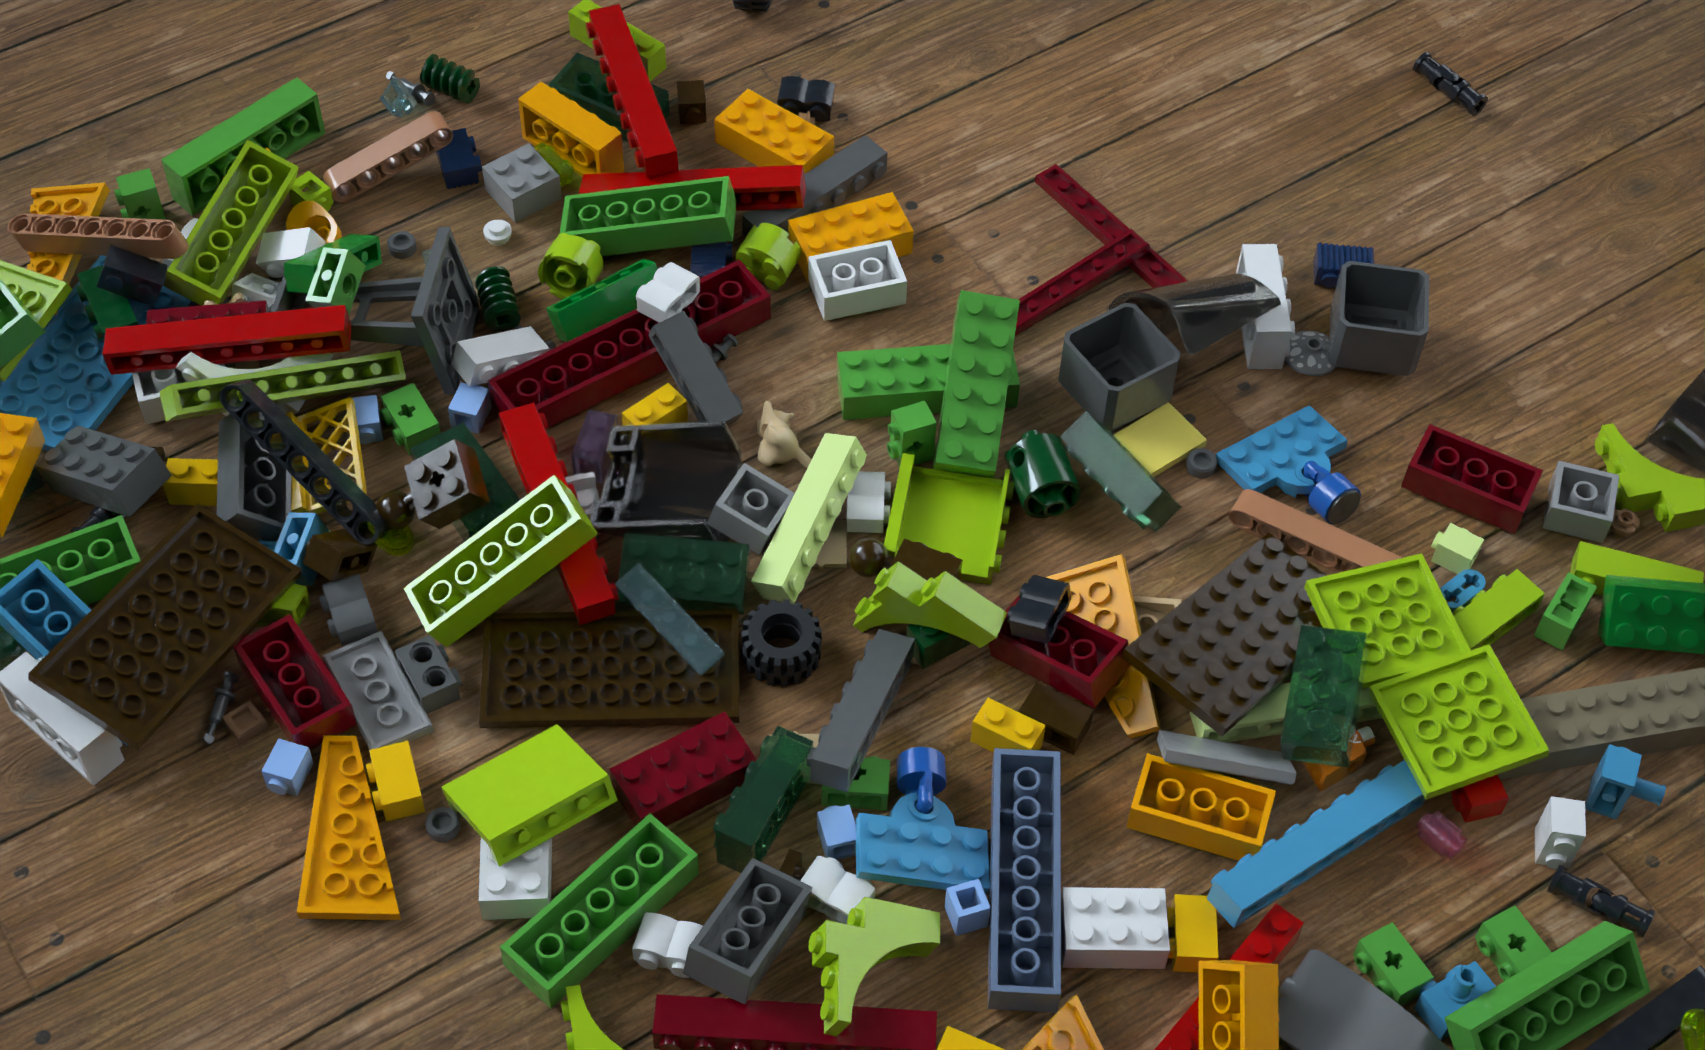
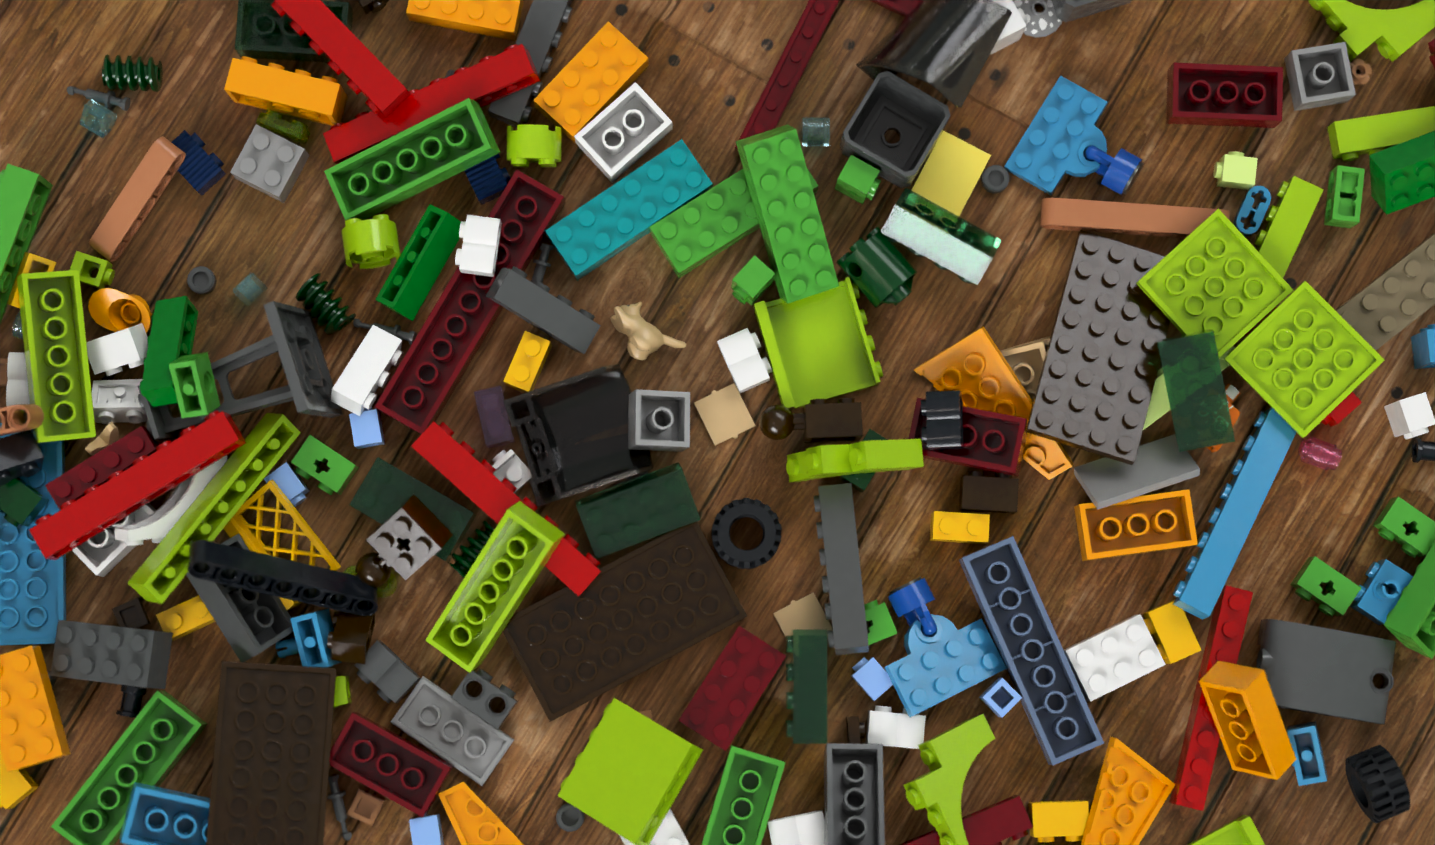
camera: 30 degrees left, 30 degrees up
(396, 781) = (516, 803): yellow brick -> none
(497, 232) = (277, 225): white plate -> none
(669, 619) = (652, 564): clear light blue tile -> none
(808, 340) = (628, 209): none -> teal brick
(809, 518) = (711, 406): yellowish green brick -> none
(1041, 356) = (815, 131): none -> clear light blue brick
(1060, 397) = (858, 180): none -> bright green brick

